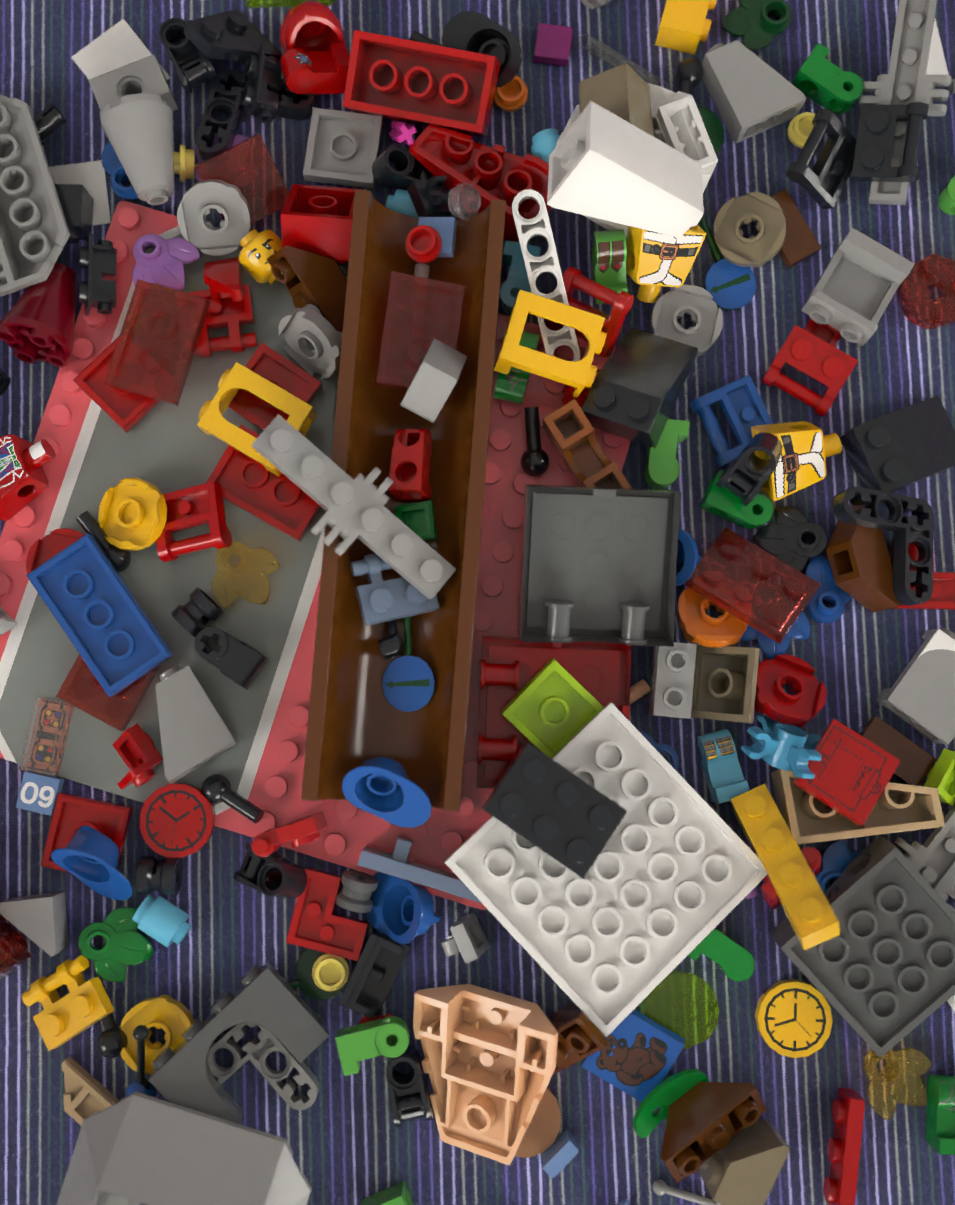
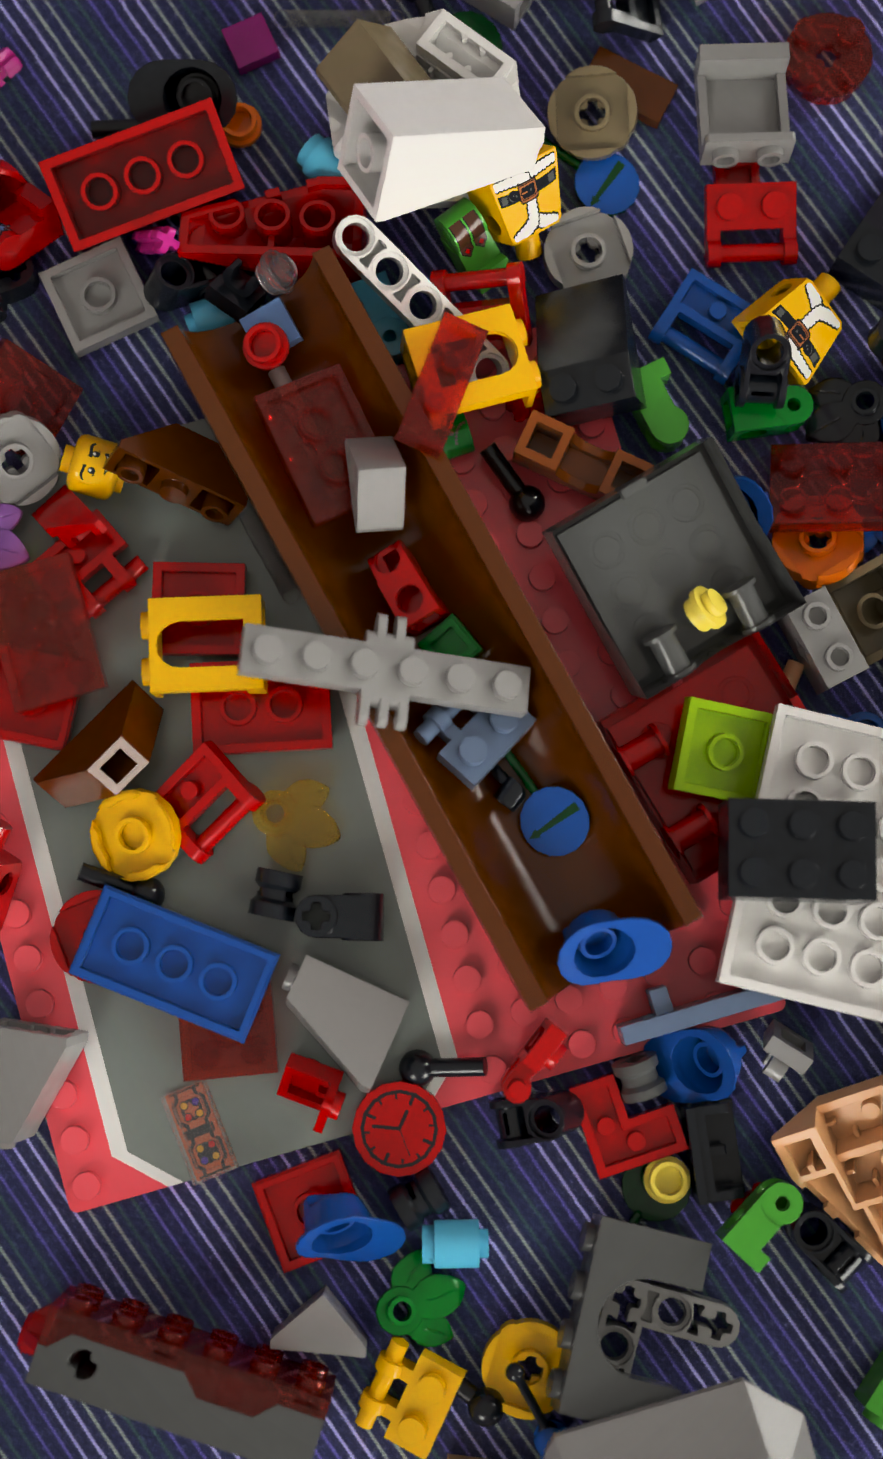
camera: 35 degrees left, 0 degrees up
(39, 792) = (230, 1197): medium blue tile -> none
(149, 446) = (106, 751): none -> reddish brown slope
(308, 326) = (197, 509): light grey plate -> none
(319, 220) = (136, 388): red brick -> none
(519, 341) = (441, 385): none -> clear red tile
(602, 606) = (705, 608): none -> light yellow plate

